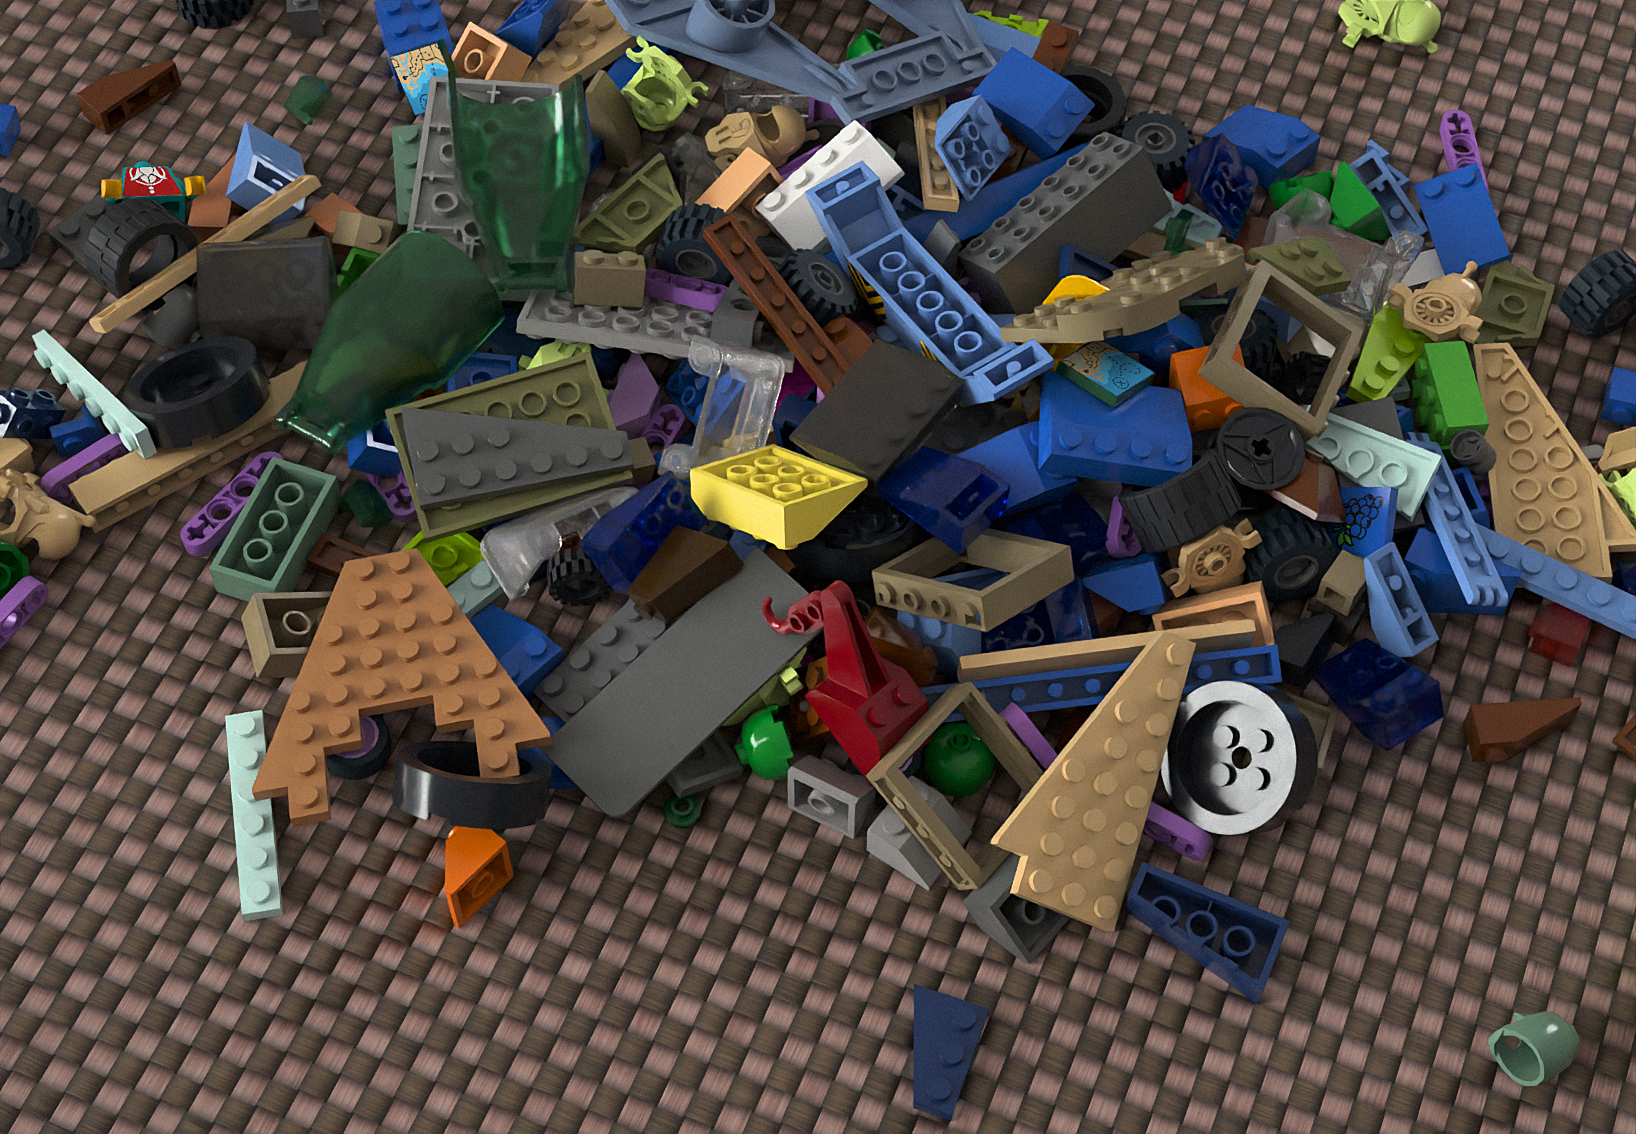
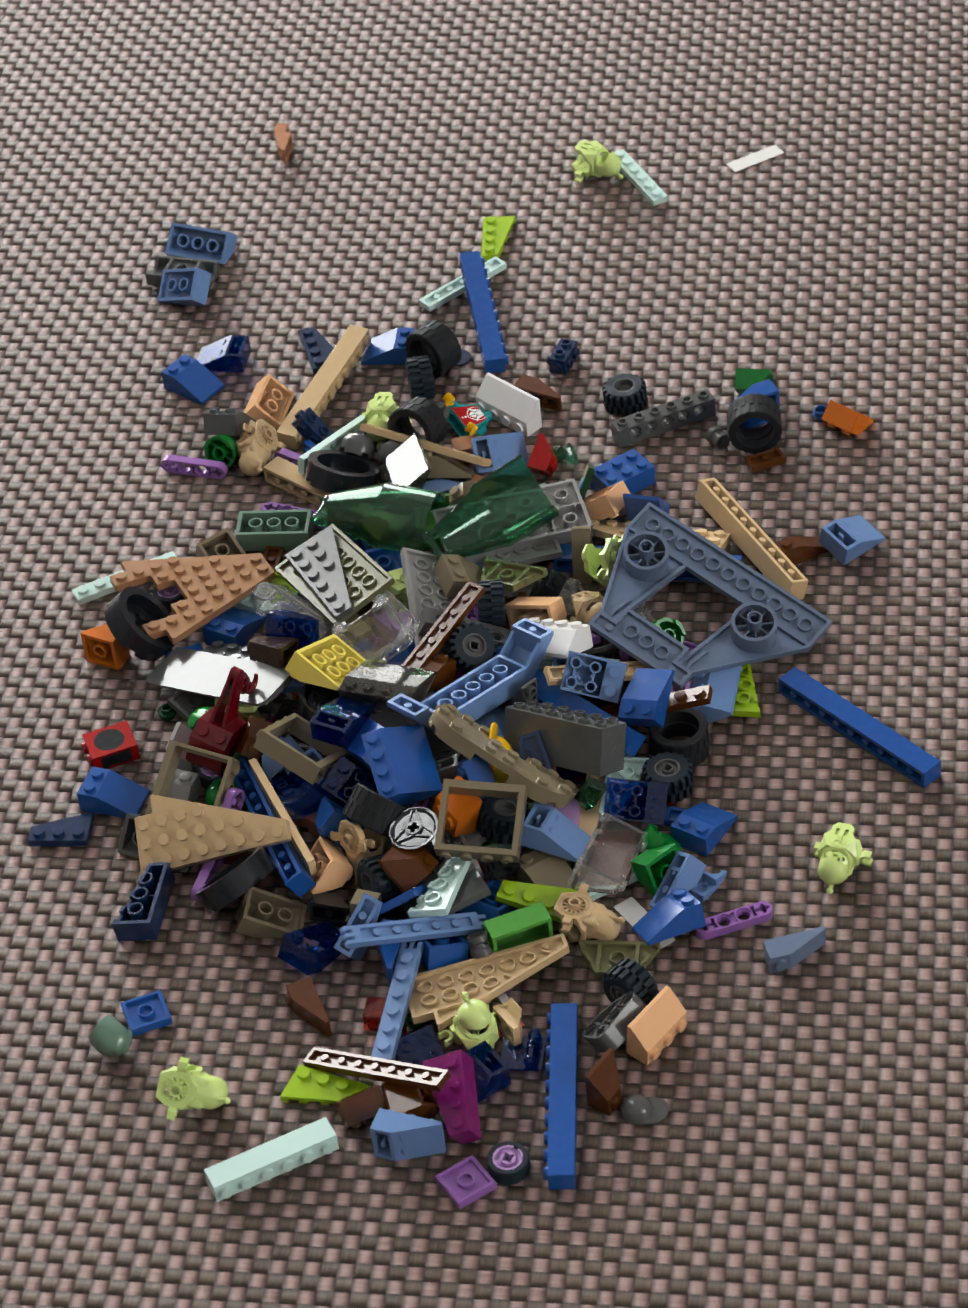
camera: 80 degrees right, 15 degrees down
(49, 296) = (378, 413): none -> yellowish green helmet
(51, 40) = (563, 356): none -> dark blue brick
(122, 356) = (358, 444): none -> dark grey cylinder
(146, 127) = (509, 405): none -> white slope
(314, 118) = (543, 457): none -> red slope
(748, 920) = (110, 746): none -> brick
(880, 943) = (111, 794): none -> blue slope
(1105, 372) = (431, 751): tile -> none
(1305, 262) = (566, 830): olive wing -> none
(1460, 986) = (146, 1013): none -> blue tile
(1549, 112) = (789, 950): none -> sand blue slope

